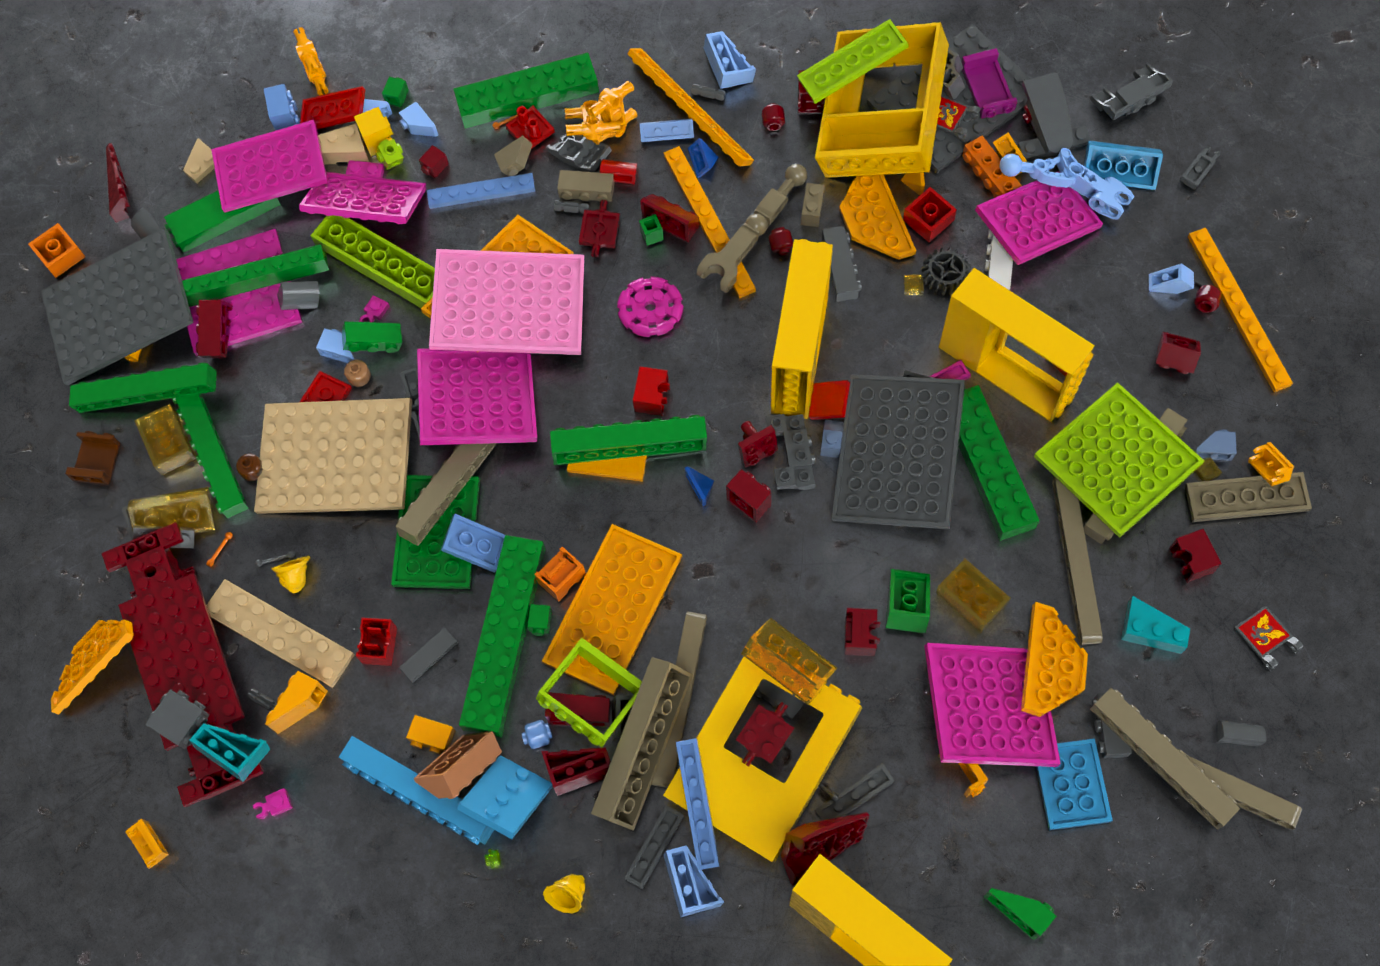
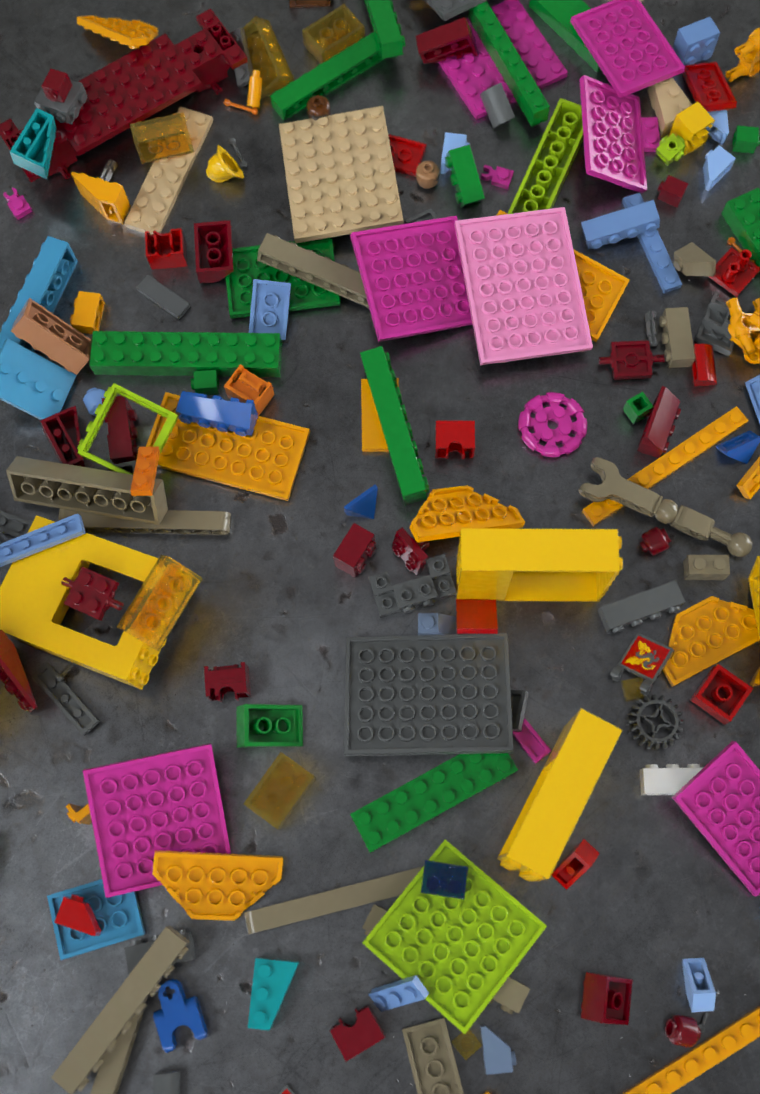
camera: 80 degrees right, 5 degrees up
(169, 713) = (56, 85): none -> dark red brick
(208, 528) = (254, 91): none -> light orange cylinder
(246, 625) = (162, 138): none -> clear yellow brick
(392, 591) = (213, 250): none -> dark red slope
(460, 210) = (620, 225): none -> medium blue brick
(581, 605) = (217, 413): none -> blue wedge
(641, 671) = (145, 471): none -> orange plate
(729, 396) = (458, 508): none -> light orange plate
(889, 269) = (645, 659): none -> flag
(1072, 456) = (444, 880): none -> clear blue plate
(1073, 795) = (77, 915): none -> red slope
(1165, 512) = (398, 993): none -> medium blue plate
(1168, 715) = (176, 1012): none -> blue piece

